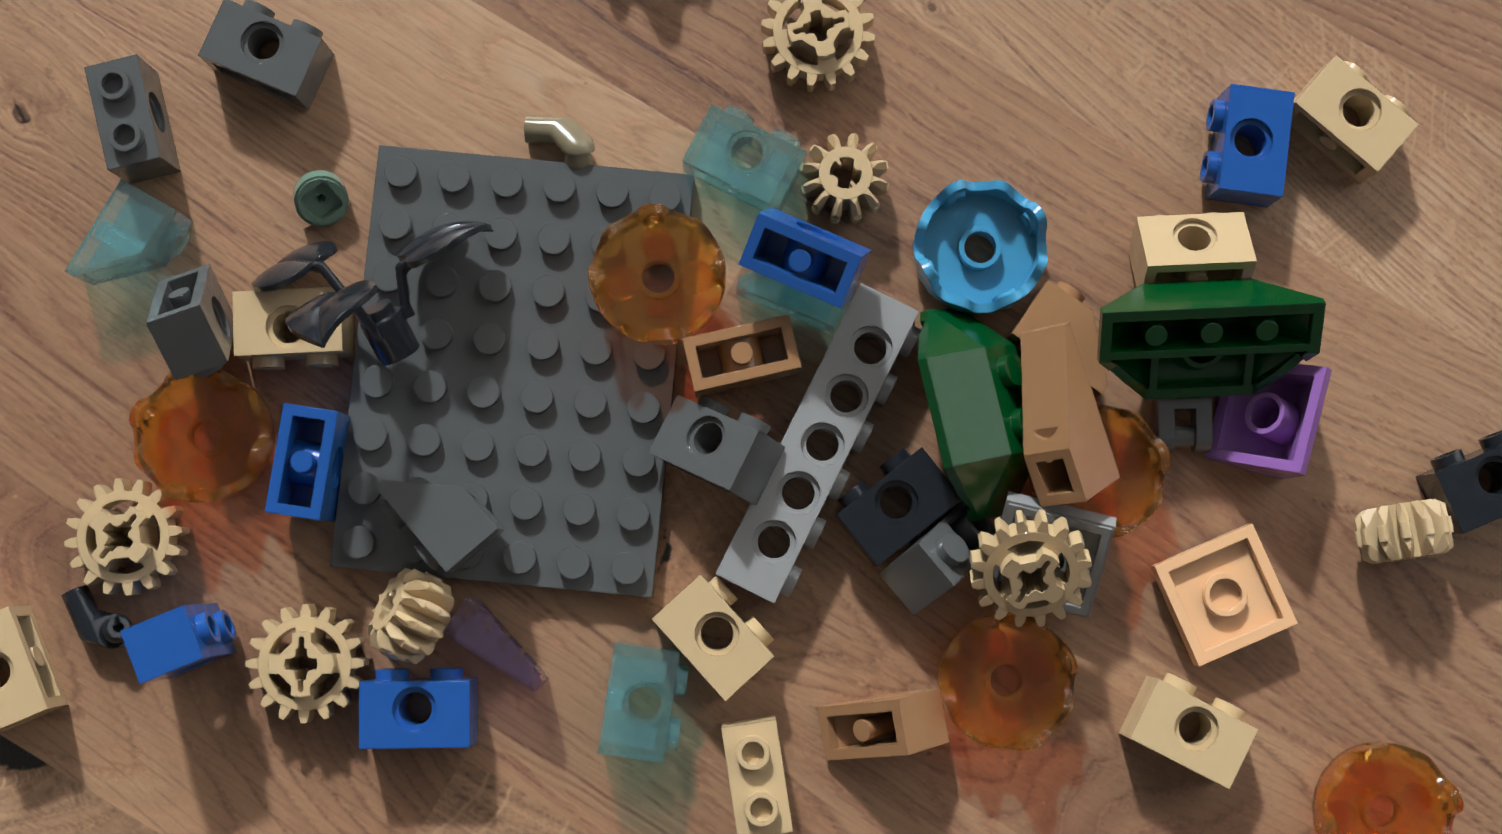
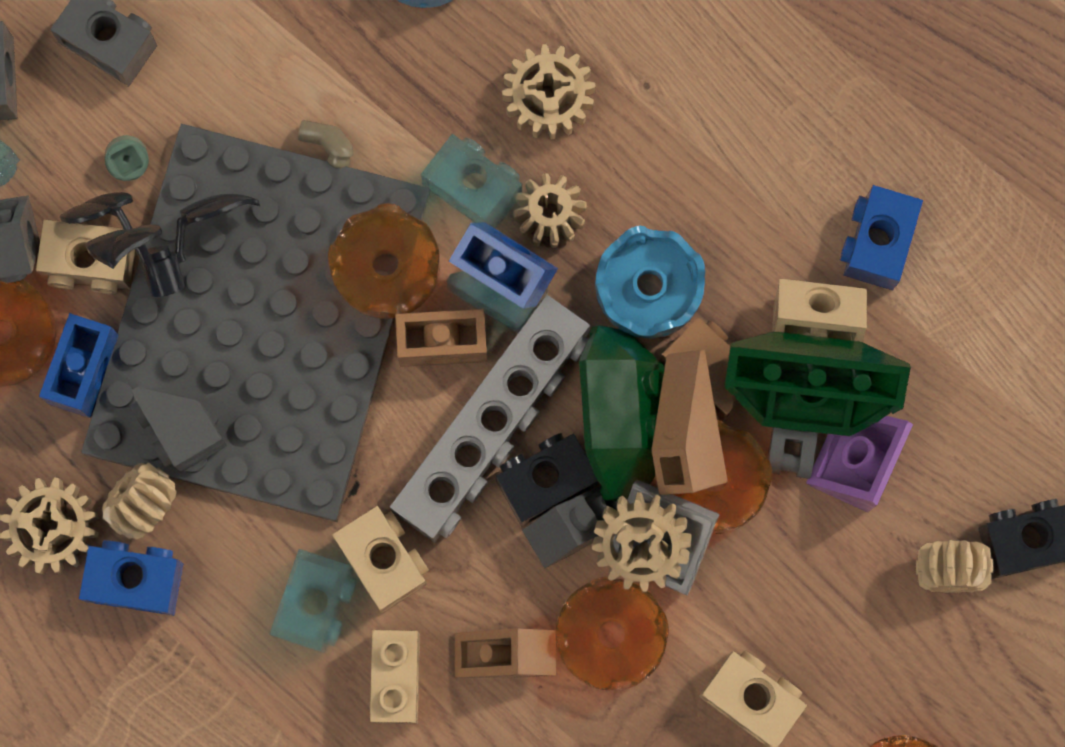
camera: 10 degrees right, 5 degrees down
(485, 636) = (192, 523): clear purple slope -> none
(739, 463) = (409, 407): dark grey brick -> none
(1223, 595) = (801, 595): light nougat plate -> none
(1355, 149) = (969, 253): tan brick -> none

